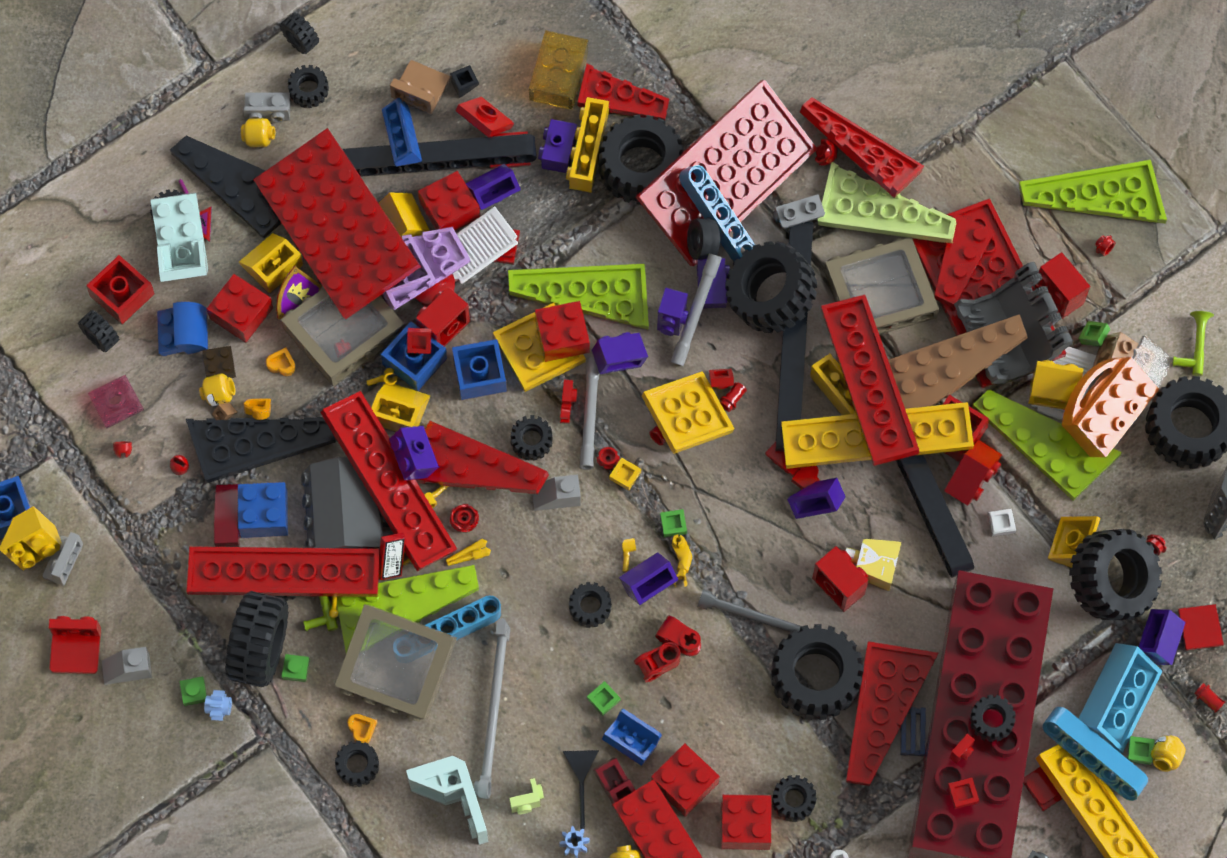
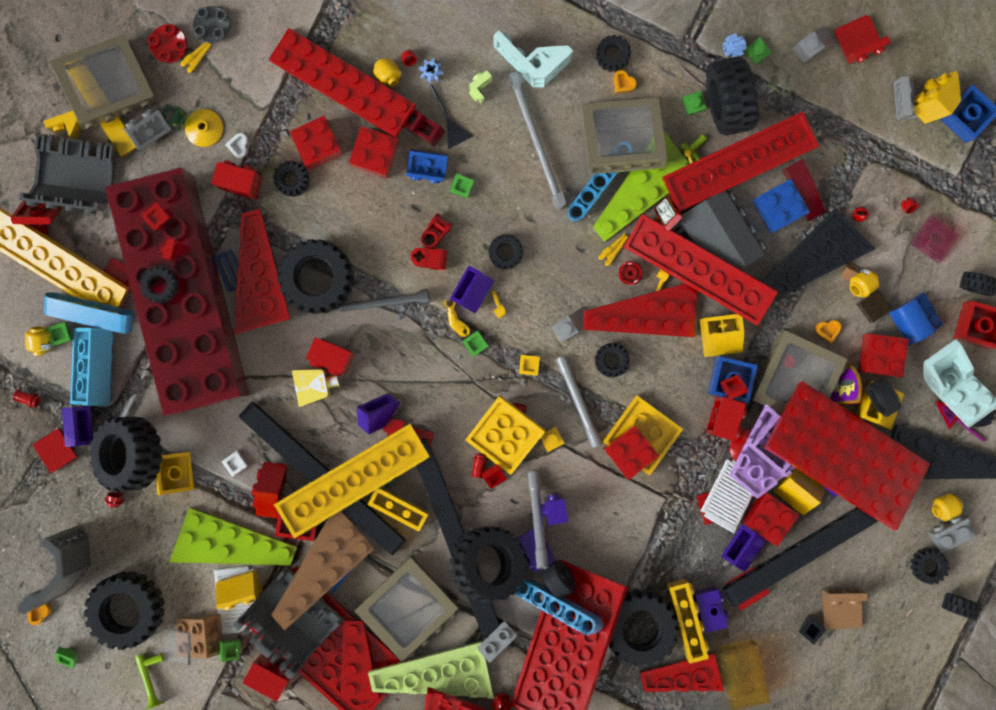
camera: 155 degrees right, 20 degrees up
(258, 408) = (826, 284): light orange tile -> none
(270, 257) = (883, 397): none -> black tyre
(383, 378) = (743, 354): yellow hand -> none
(401, 133) = (836, 558): blue slope -> none
(413, 453) = (692, 297): dark purple brick -> none
(479, 369) = (678, 392): blue brick -> none
(484, 116) = (774, 599): red piece -> none
(569, 395) = (600, 405): red plate -> none
(603, 291) = (618, 503): lime wing -> none
(608, 452) = (548, 367): red plate -> none
(619, 352) = (579, 457): dark purple brick -> none
(636, 387) = (551, 439): none -> yellow plate
(856, 818) = (237, 180): none -> red brick
(869, 380) = (376, 521): red plate -> none
(1109, 405) = (189, 591): piece -> none

